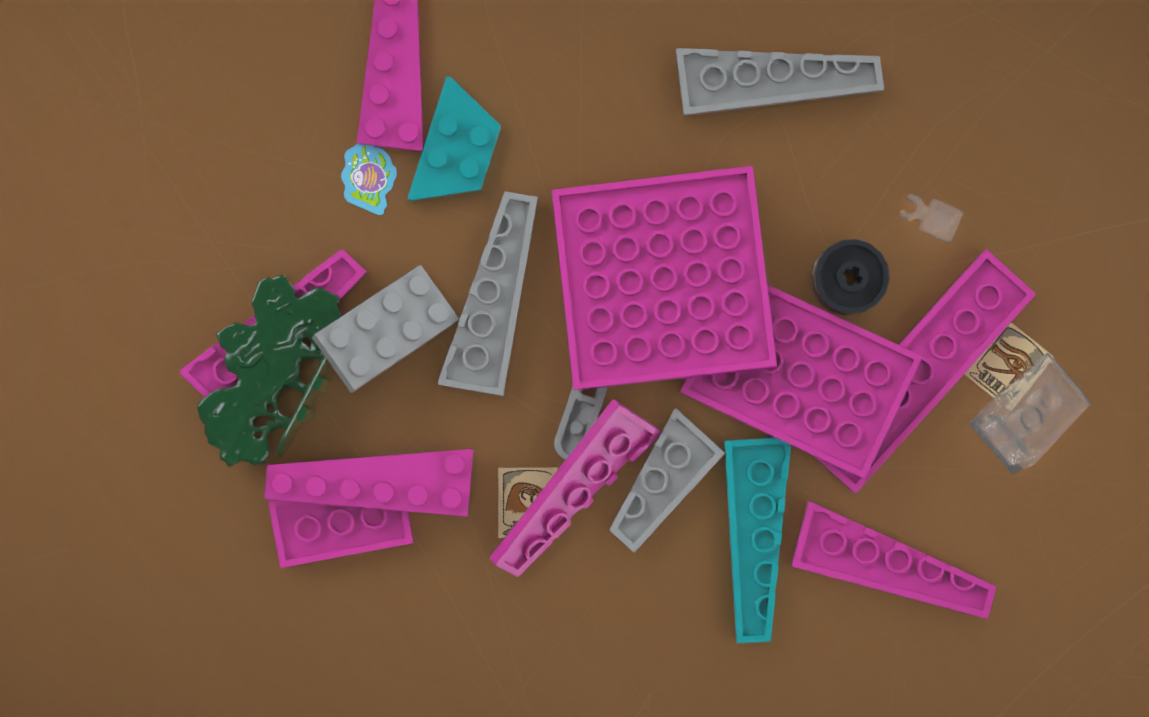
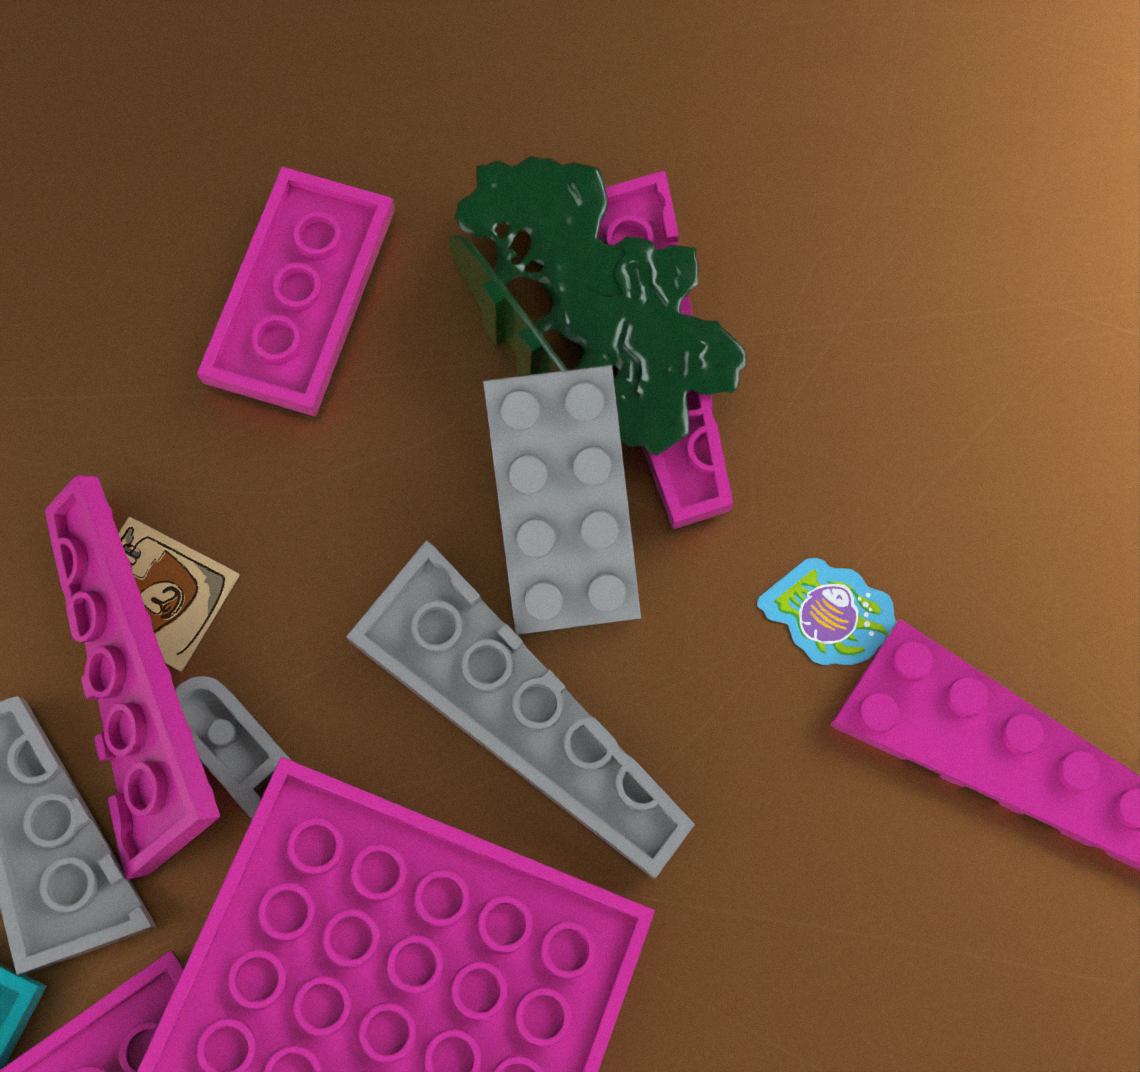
camera: 115 degrees right, 15 degrees down
(401, 482) = (296, 405): dark pink wing -> none
(455, 147) = (814, 784): teal wing -> none

